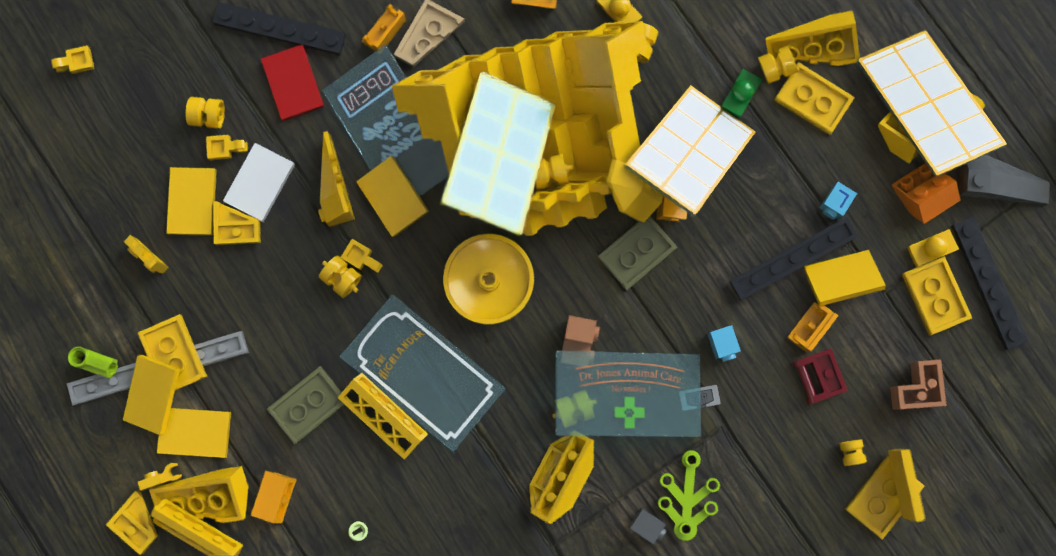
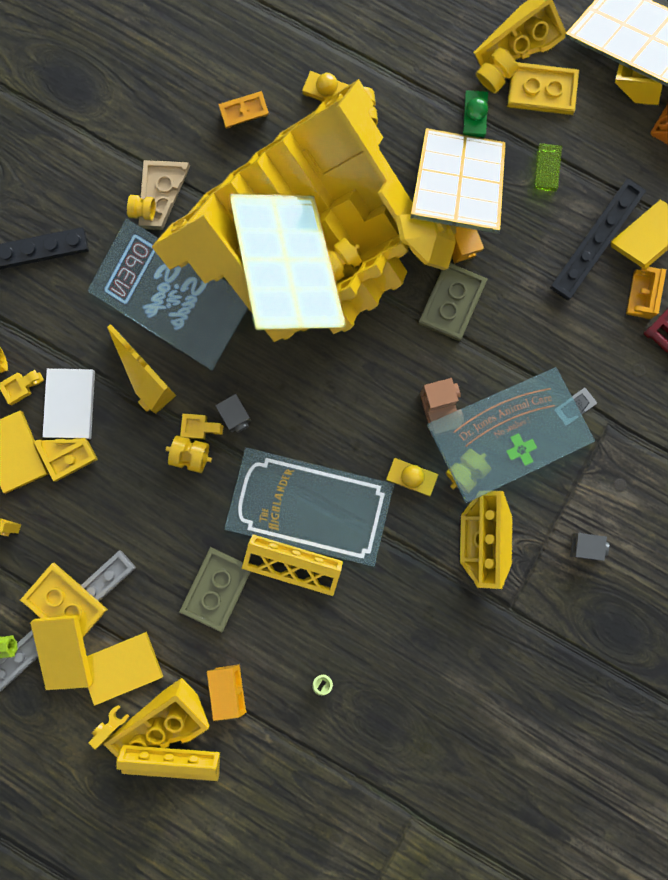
camera: 25 degrees left, 0 degrees up
(134, 524) = (105, 784): yellow wing -> none
(292, 82) = (55, 296): red tile -> none
(385, 28) = (117, 206): light orange hinge -> none
(392, 196) = (201, 356): yellow tile -> none
(396, 260) = (234, 414): none -> dark grey brick
(403, 41) = (141, 207): none -> yellow wheel
(488, 279) = (329, 389): yellow dish -> none
(524, 390) = (412, 477): none -> yellow tile
(688, 499) = (613, 503): lime plant -> none
(724, 343) = (574, 345): medium azure brick -> none
(782, 172) = (548, 167): none -> clear neon green tile
(837, 201) = (611, 168): medium azure brick -> none

